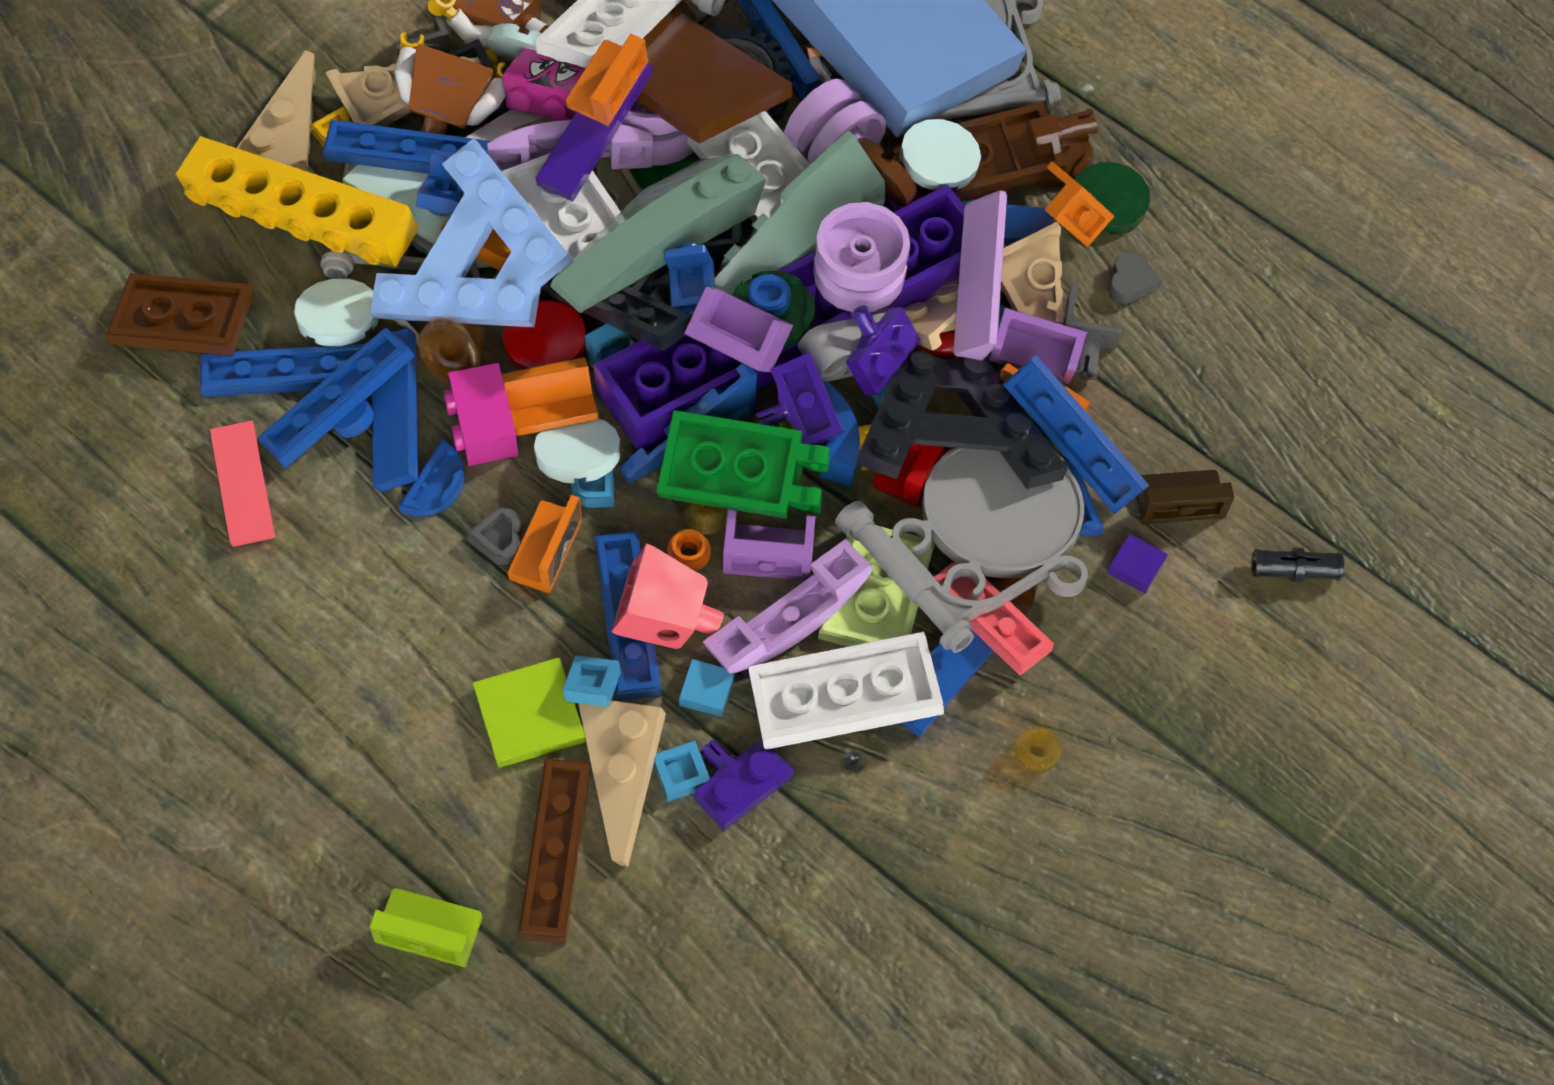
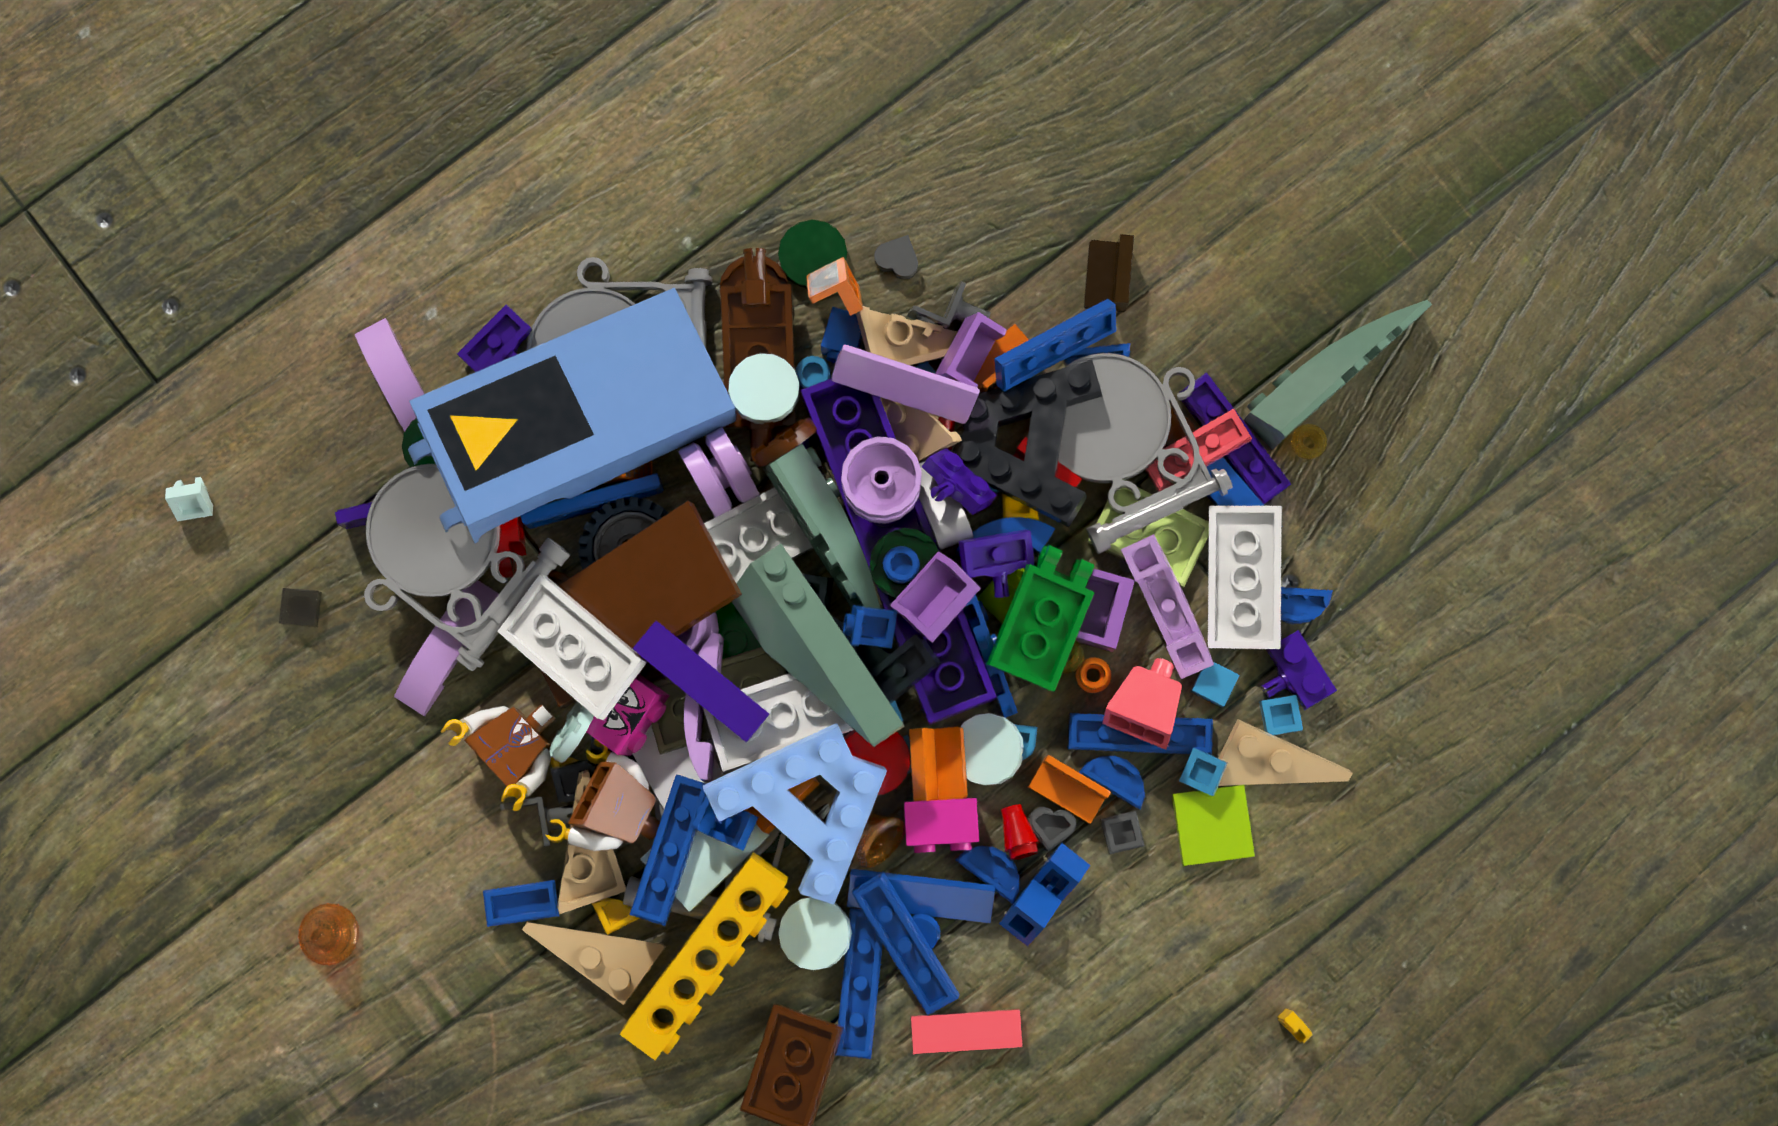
camera: 75 degrees left, 20 degrees up
(294, 838) = (1295, 1025): none -> yellow tile
(333, 45) = (521, 903): none -> blue tile
(411, 535) = (1044, 894): none -> blue brick
(427, 927) = (1377, 928): lime panel -> none
(480, 497) = (1018, 834): none -> red cone
(503, 613) = (1122, 832): none -> dark grey tile
(554, 851) = (1329, 822): reddish brown tile -> none
(568, 599) = (1118, 777): none -> blue tile
(608, 79) = (667, 663): orange panel -> none
(827, 772) = (1302, 604): none -> blue tile
(999, 686) = (1248, 461): none -> dark purple tile
(1134, 755) = (1323, 375): none -> sand green wedge
(1137, 563) = (1163, 325): dark purple tile -> none
(1297, 564) = (1193, 182): black pin -> none

